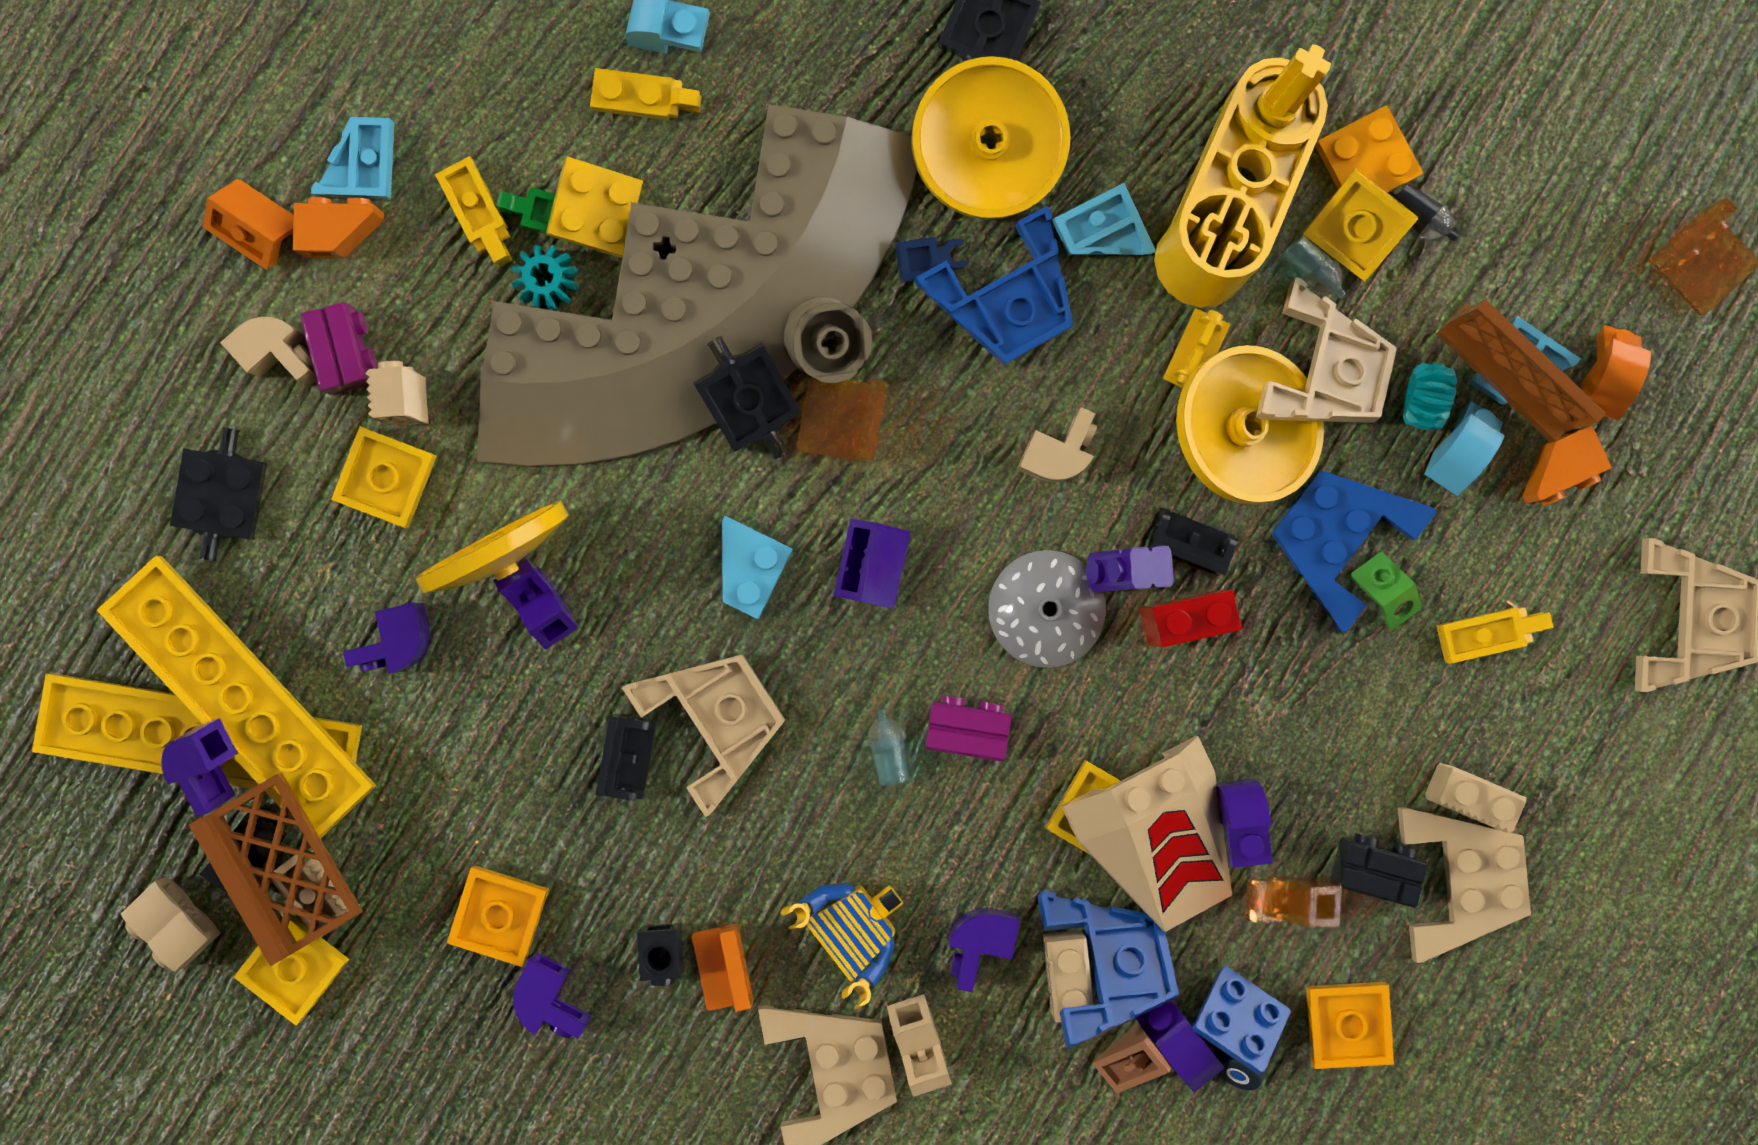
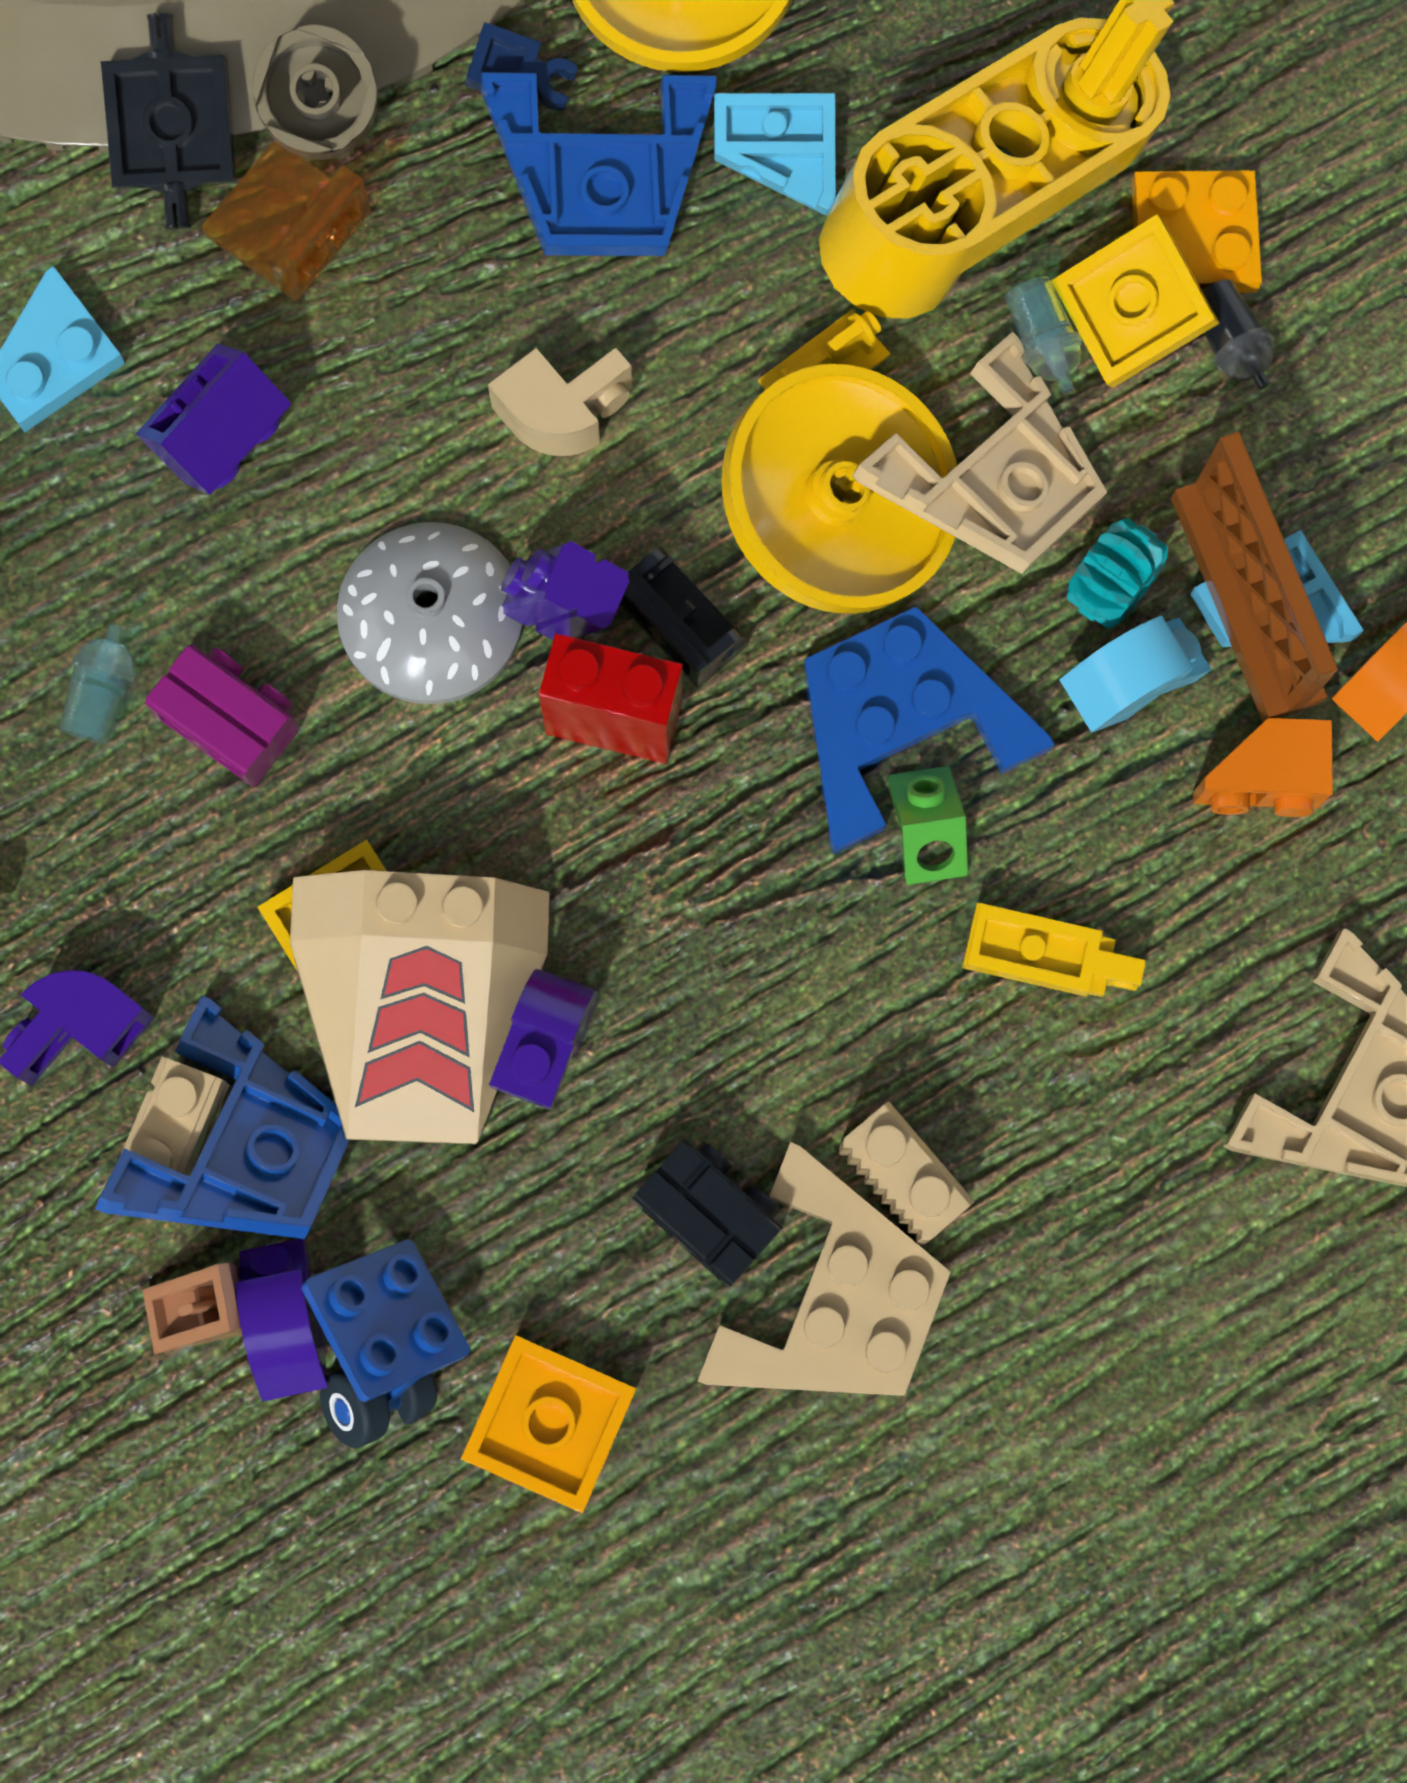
camera: 30 degrees right, 10 degrees down
(1293, 901) = (553, 1186): clear orange brick -> none

